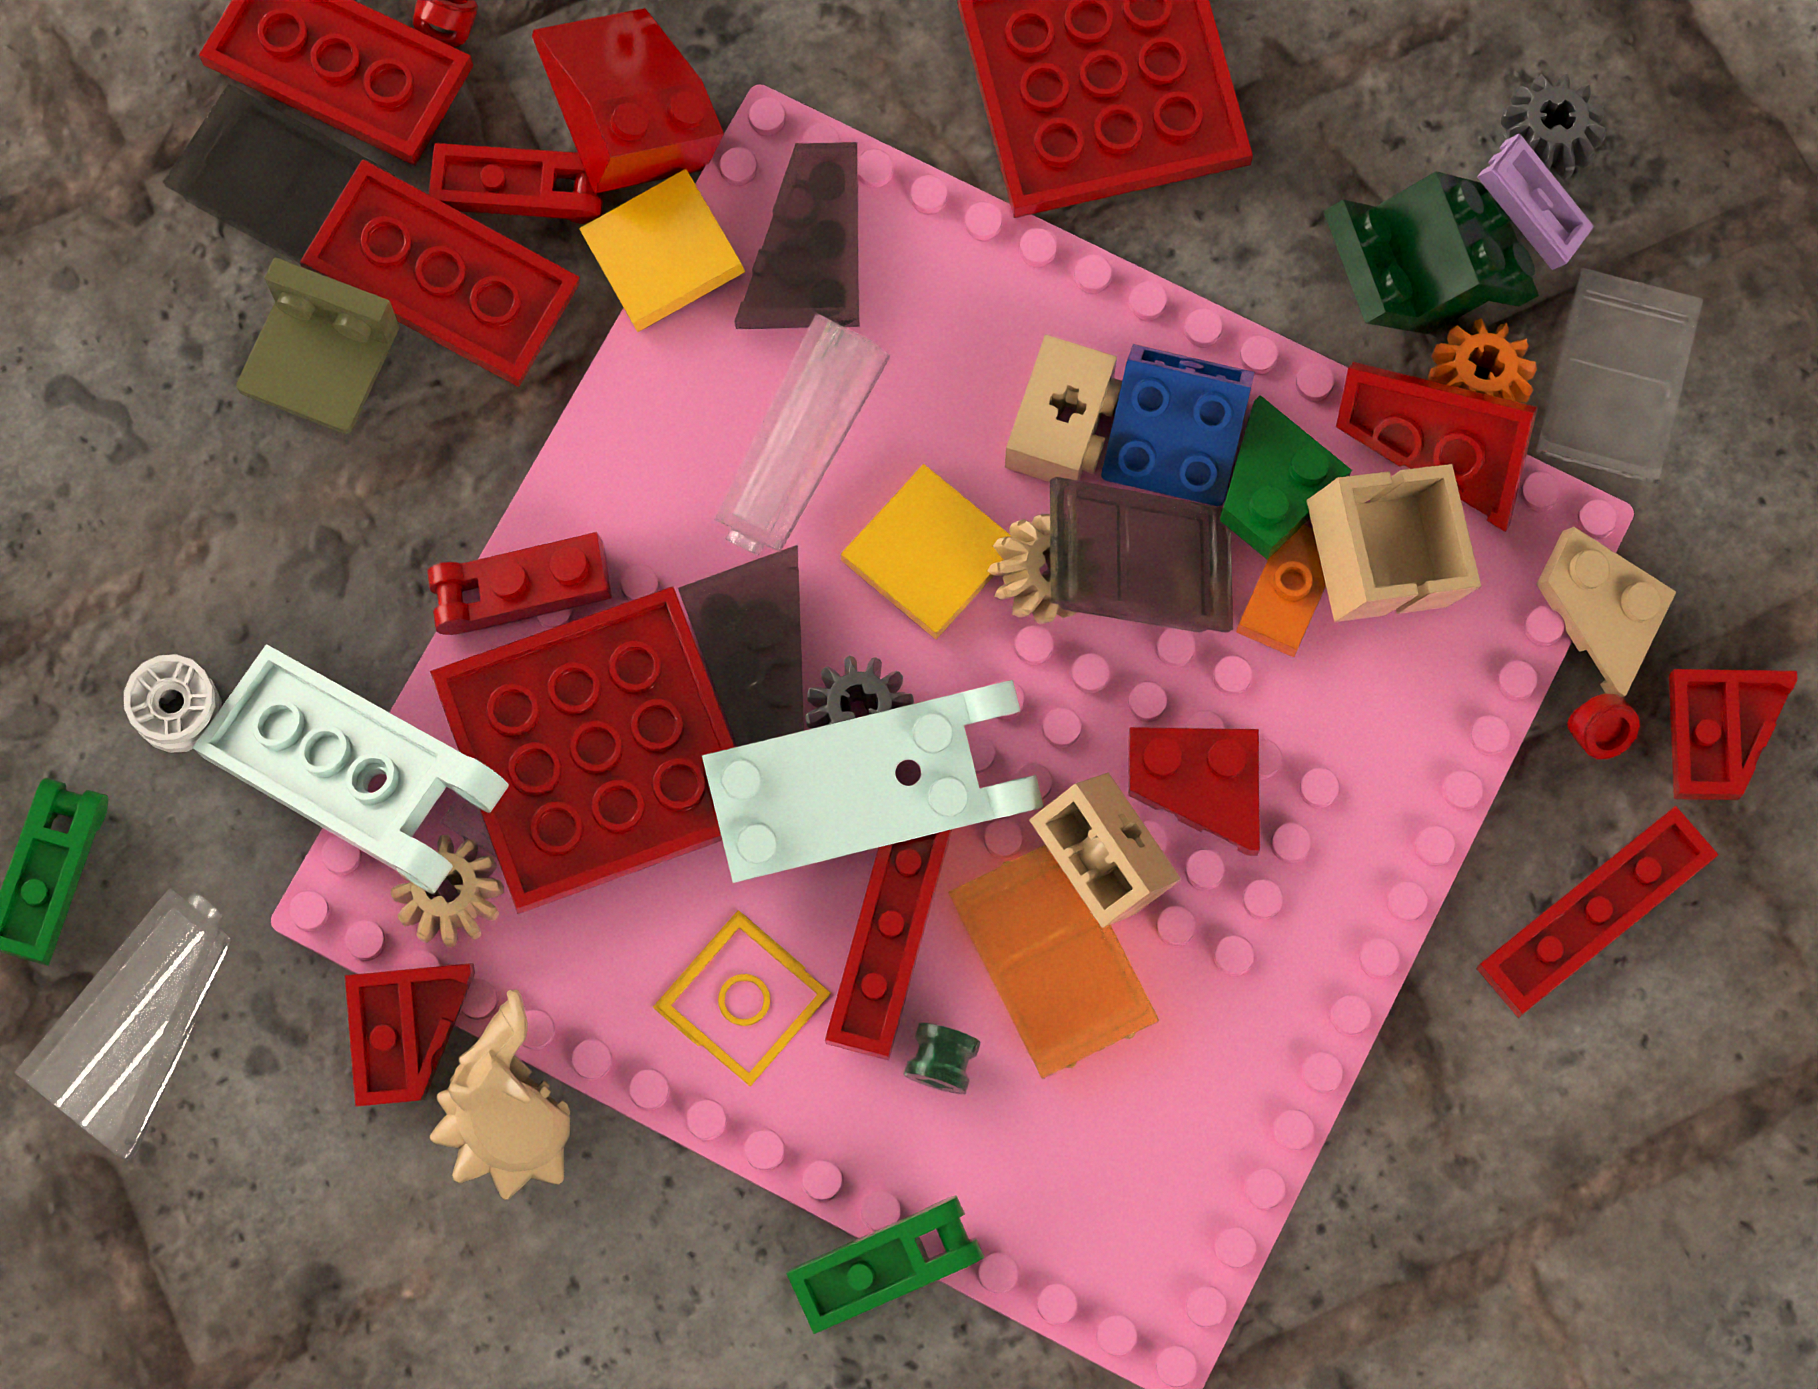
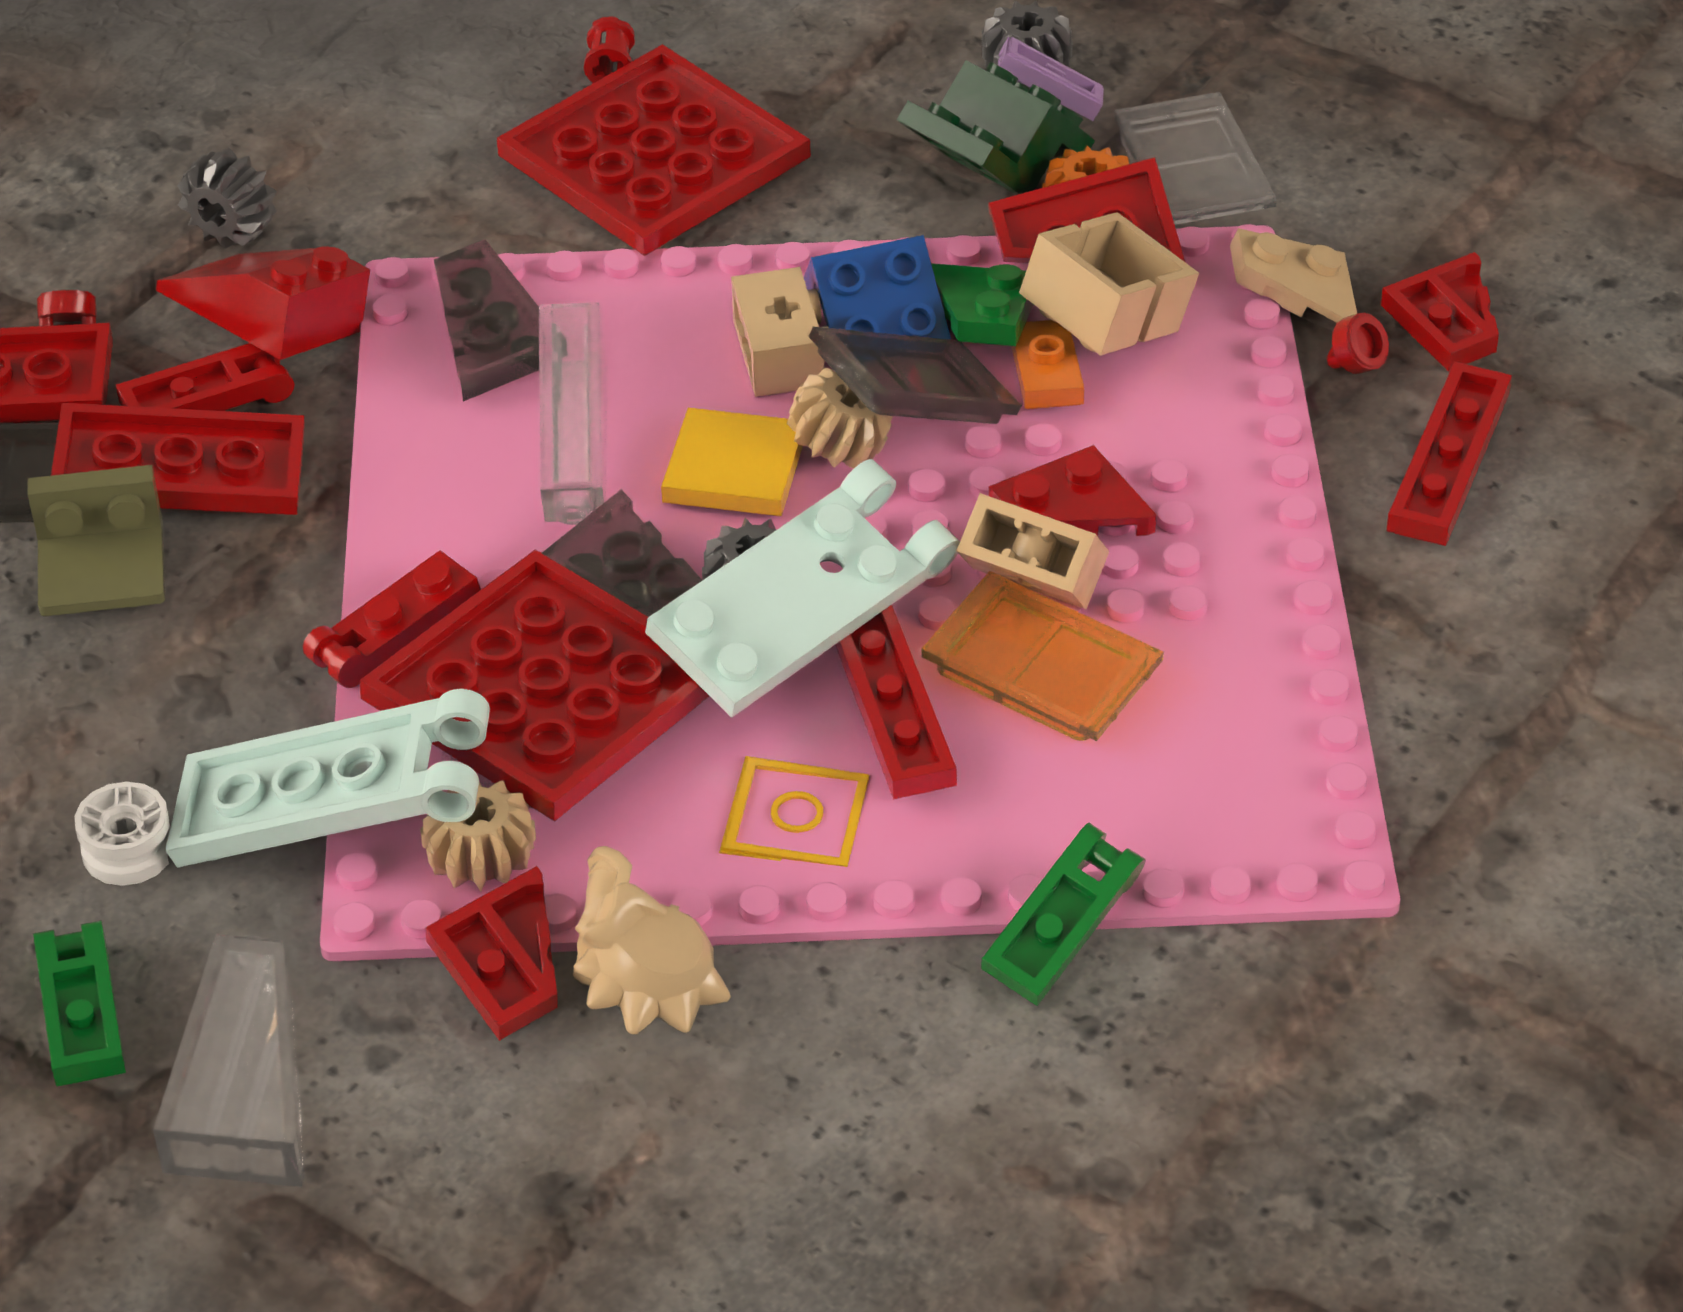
camera: 30 degrees left, 30 degrees down
(662, 250) = (363, 377): yellow tile -> none
(942, 1058) = (1003, 753): clear green wheel -> none

